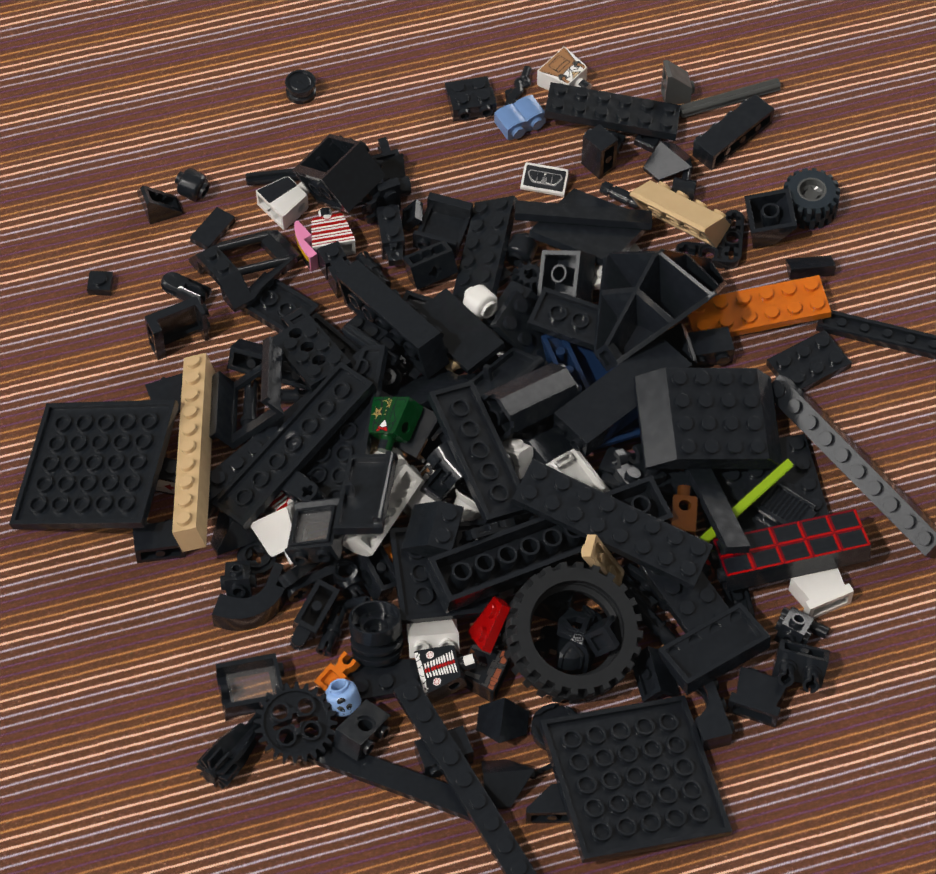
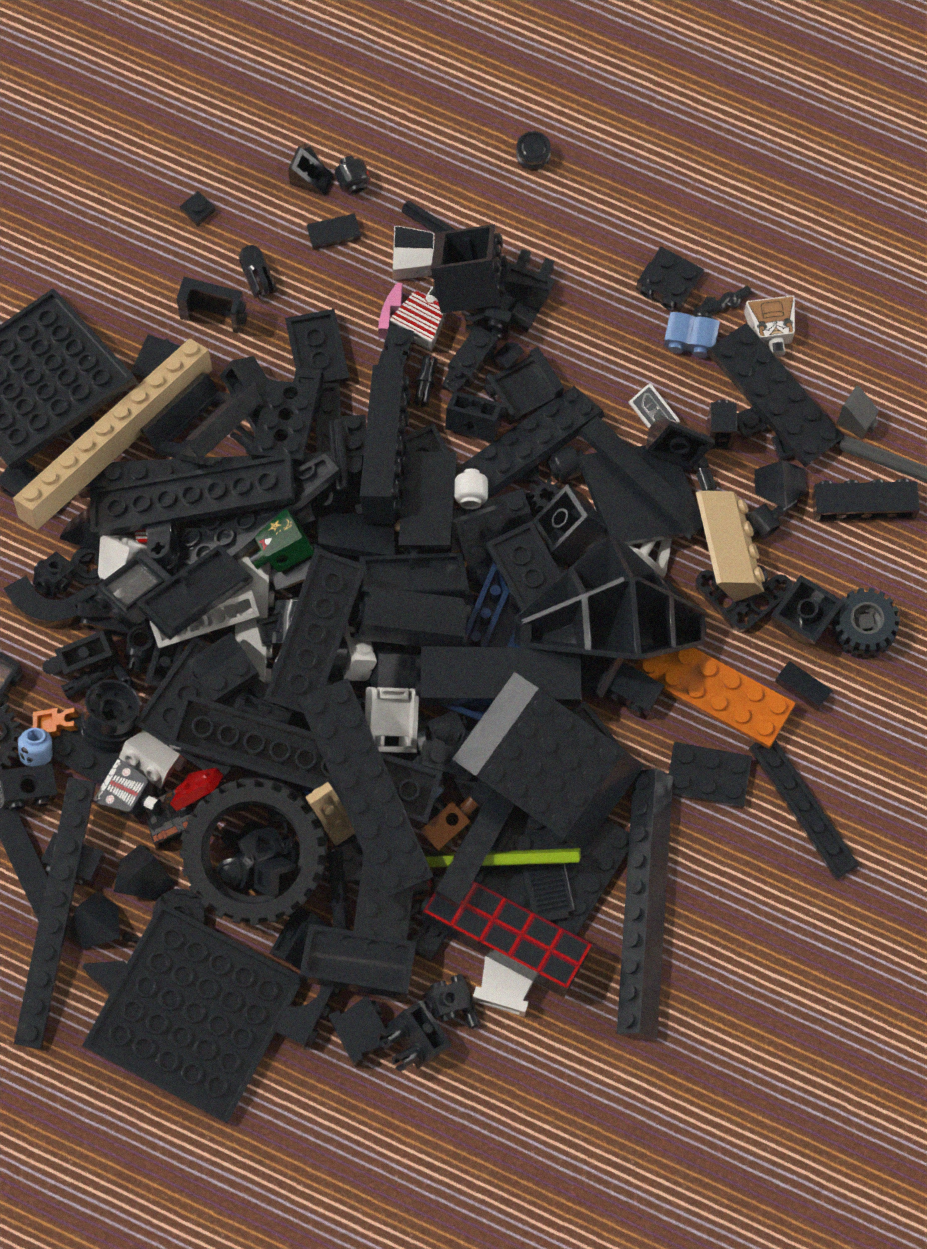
camera: 40 degrees right, 15 degrees up
(230, 277) = (291, 291): black windscreen -> none
(583, 177) = (677, 442): none -> black slope

